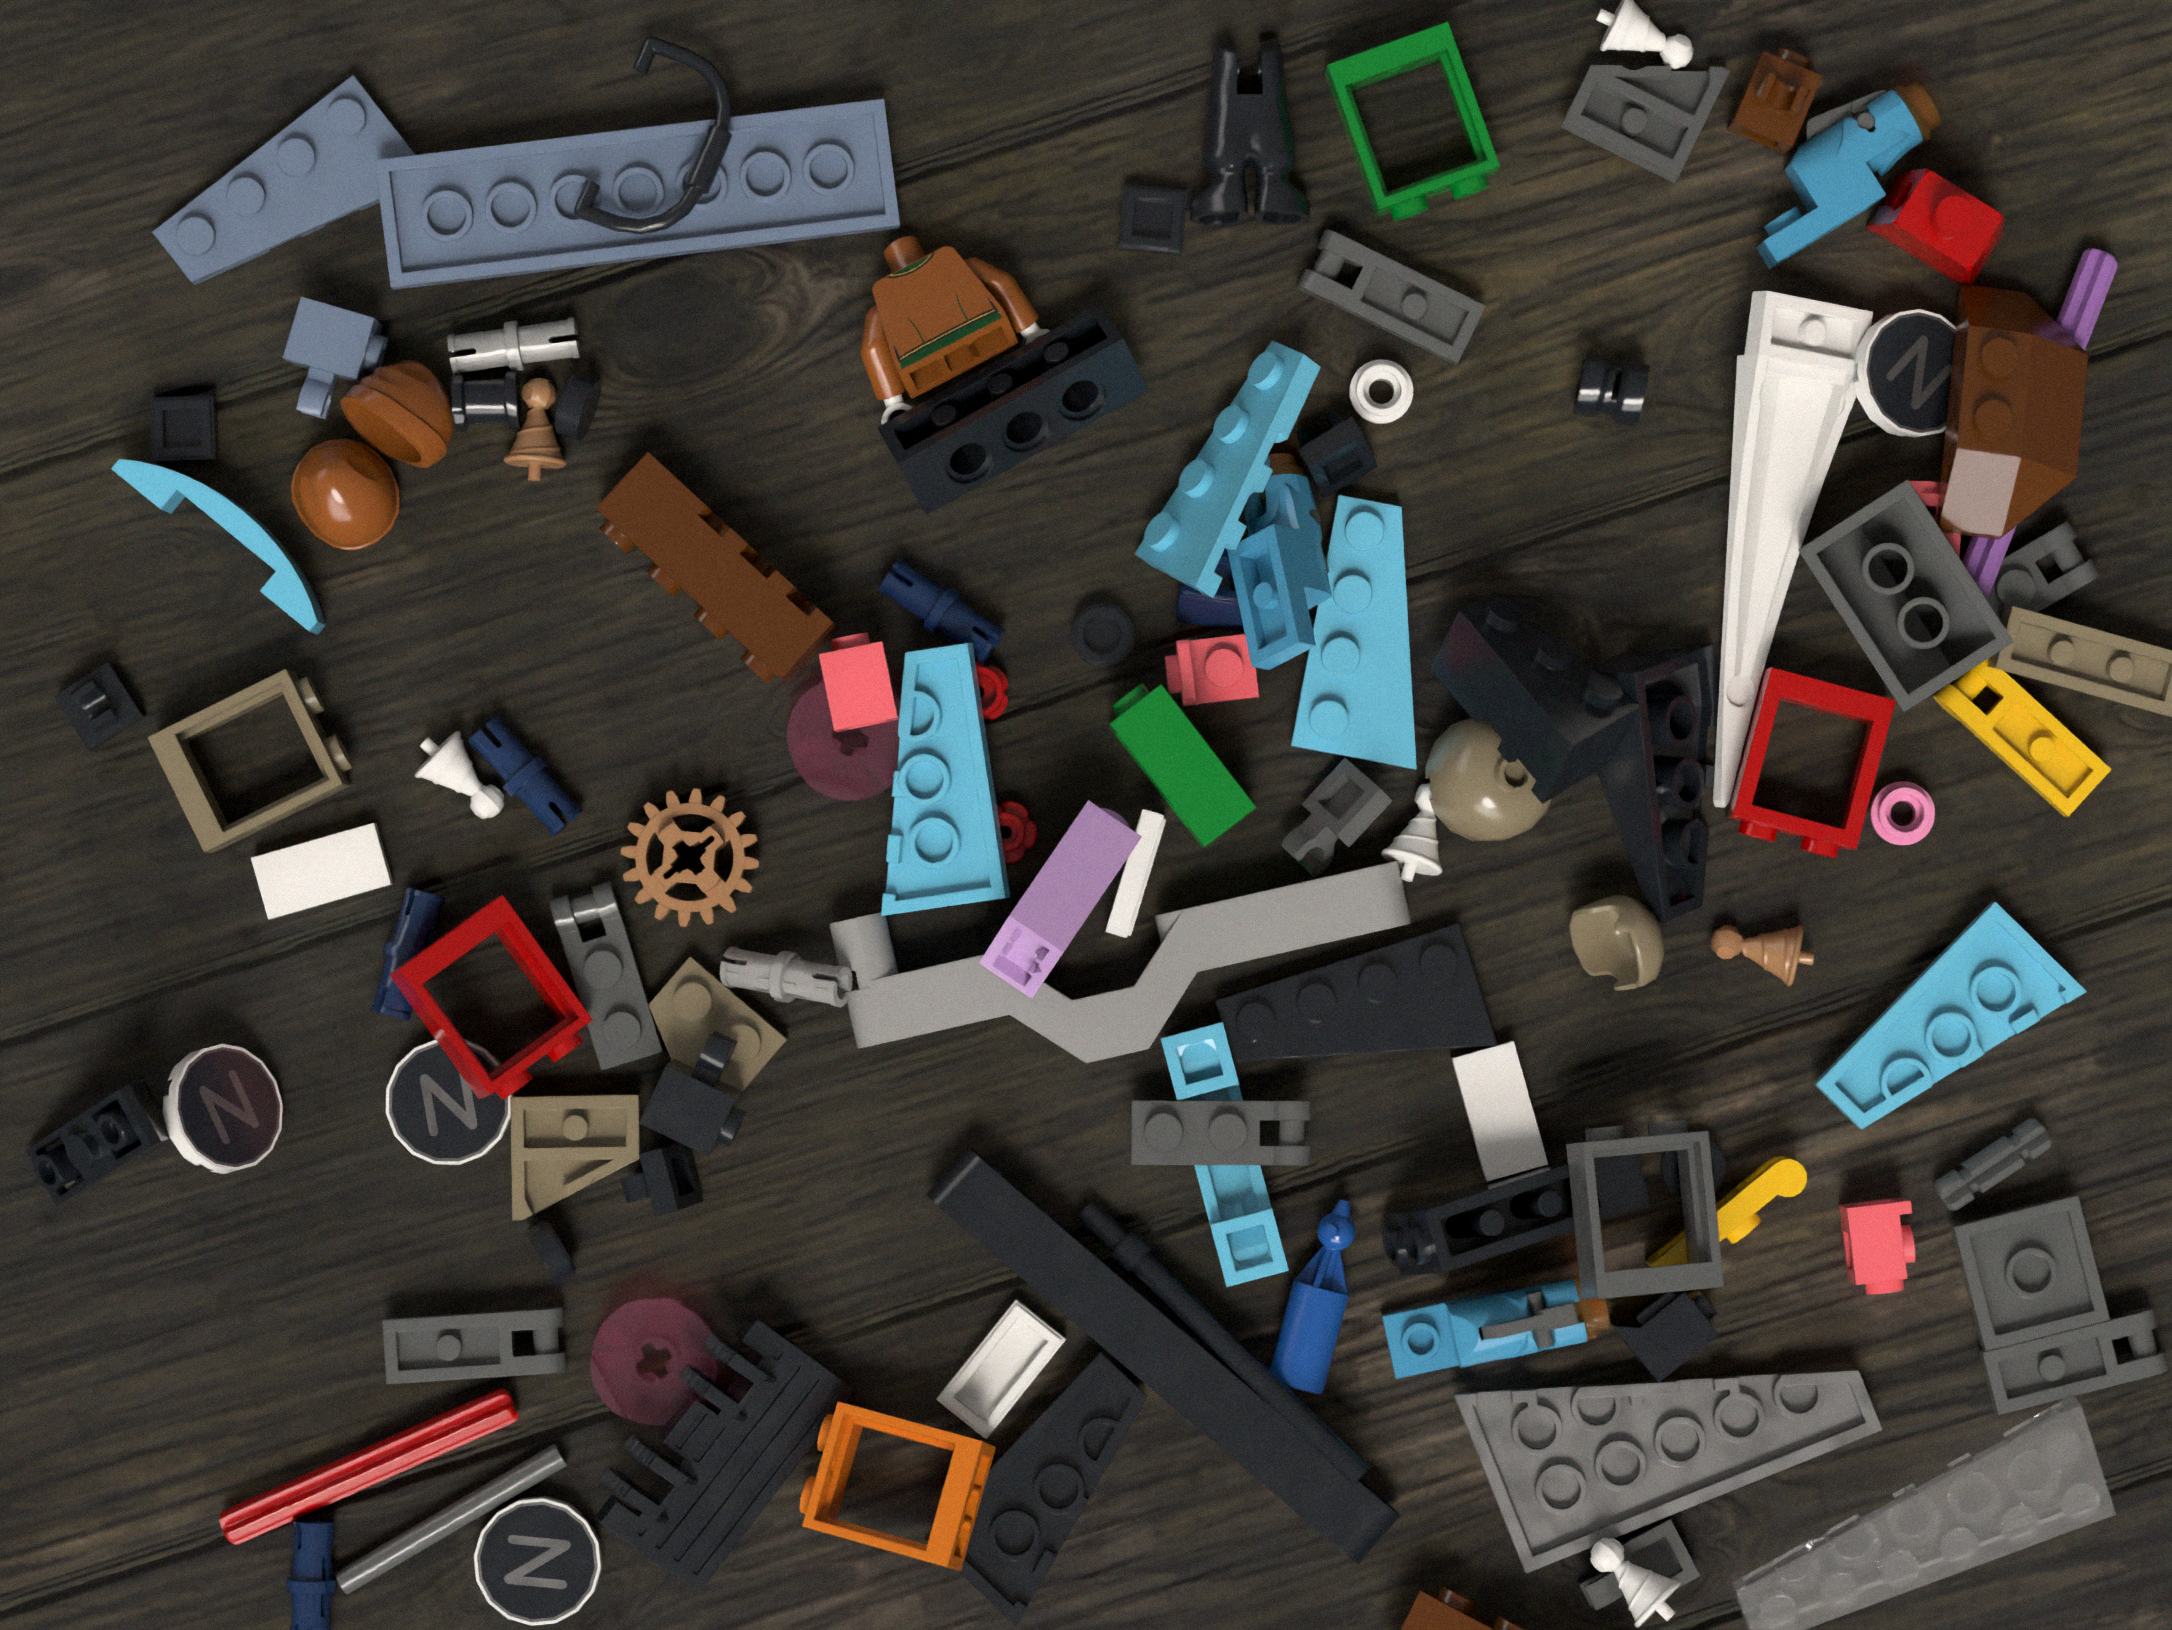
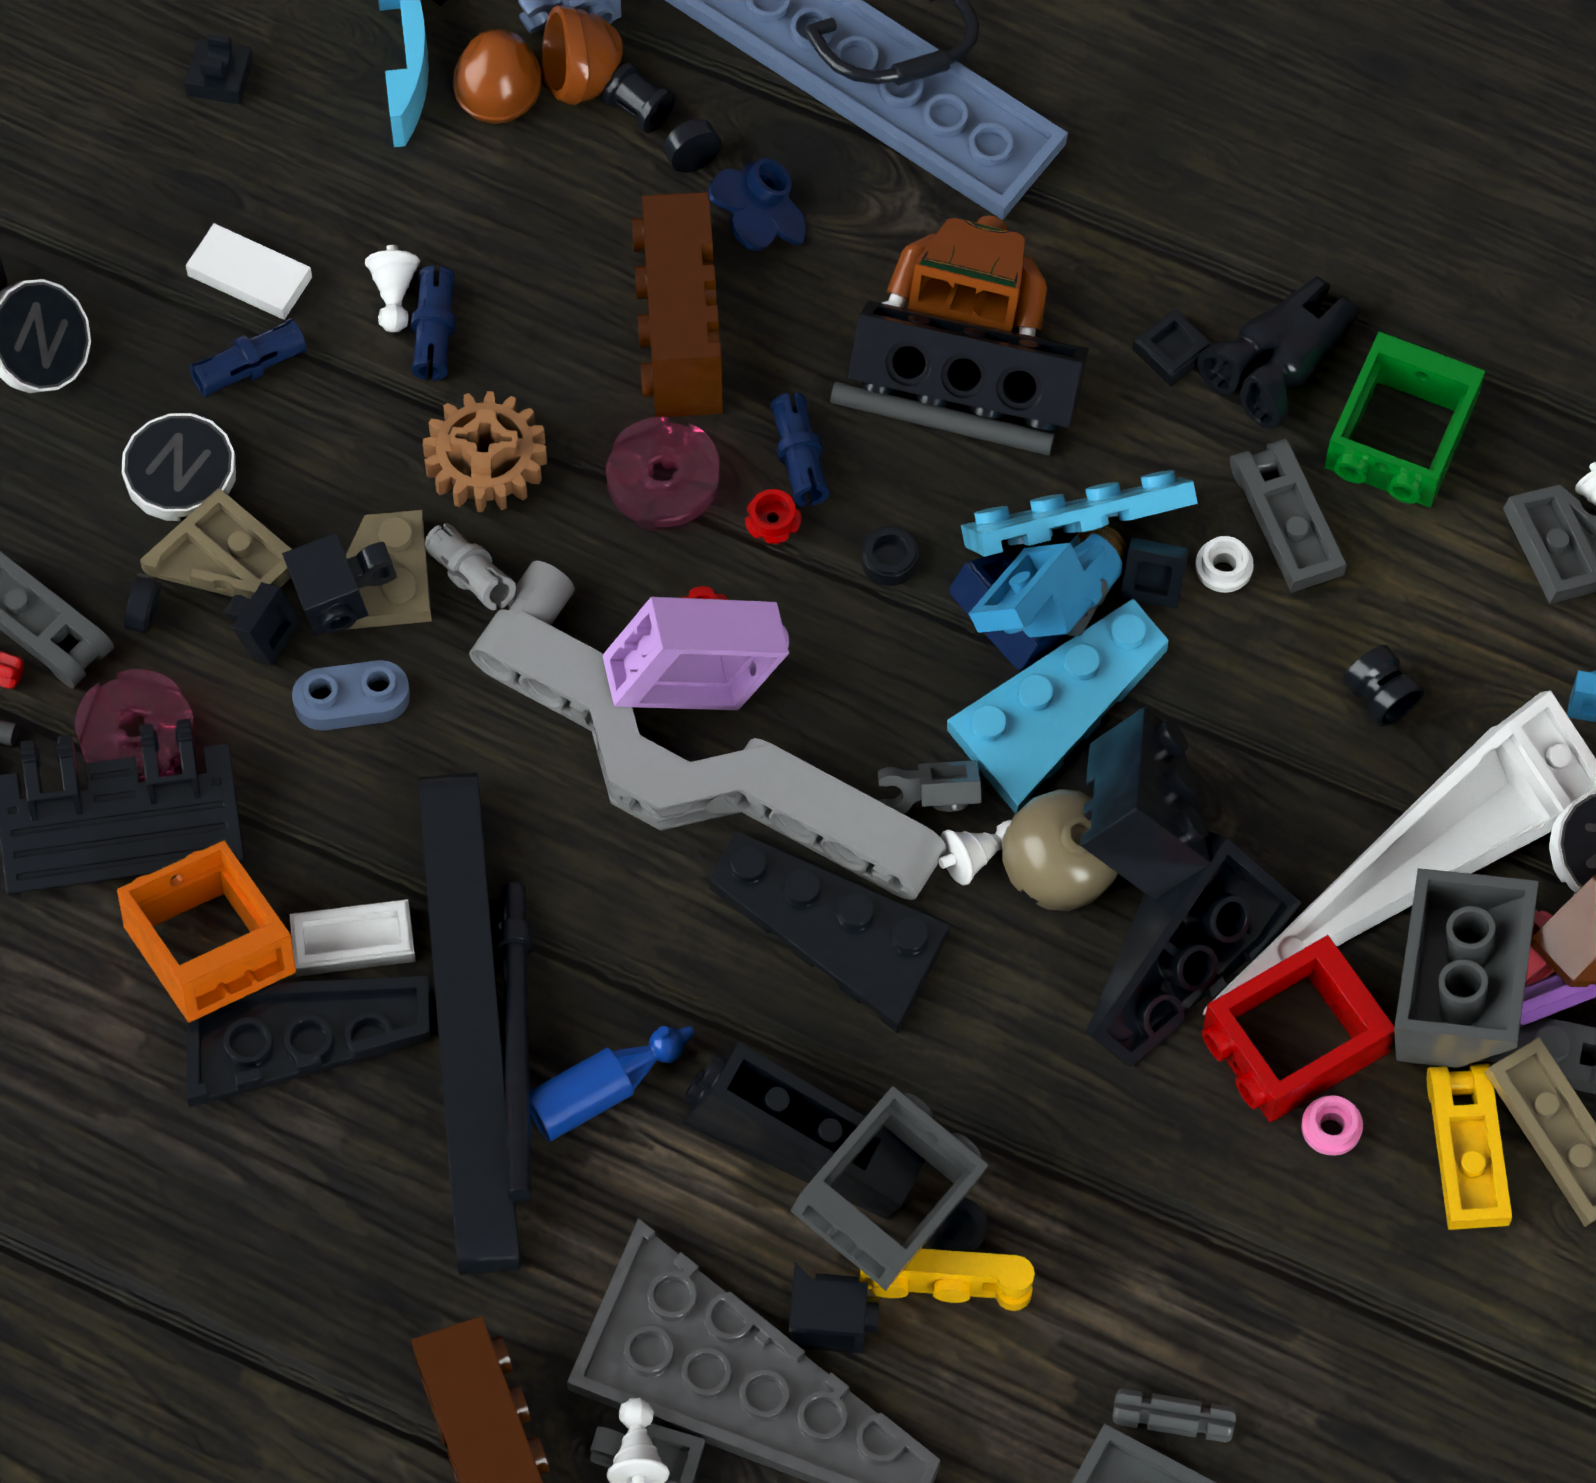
camera: 40 degrees right, 25 degrees down
(192, 787) = (283, 126): dark tan window -> none
(513, 346) = (690, 85): light grey pin -> none
(536, 441) = (643, 148): medium nougat piece -> none
(555, 1042) = (284, 364): red window -> none
(607, 978) = (357, 477): dark grey plate -> none
(693, 419) = (759, 204): none -> dark blue plate
(793, 1168) = (351, 698): none -> sand blue plate
(858, 683) = (699, 428): coral brick -> none
(945, 810) = (691, 536): medium azure wing -> none
(1032, 467) = (943, 418): none -> dark grey bar
(1135, 875) = (762, 705): white tile -> none
(1179, 763) = (859, 654): green window -> none
(1211, 670) = (939, 632): coral bracket -> none
(1218, 1133) = (651, 908): dark grey plate -> none
(1232, 1194) = (645, 927): medium azure slope -> none
(1492, 1326) = (711, 1198): dark azure plate -> none
(1499, 1111) = (863, 1060): white tile -> none
(1618, 940) = (1049, 1023): dark tan hair -> none
(1774, 951) = (1154, 1136): medium nougat piece -> none
(1877, 1243) = (1038, 1386): coral brick -> none
(1962, 1005) = (1244, 1285): medium azure wing -> none

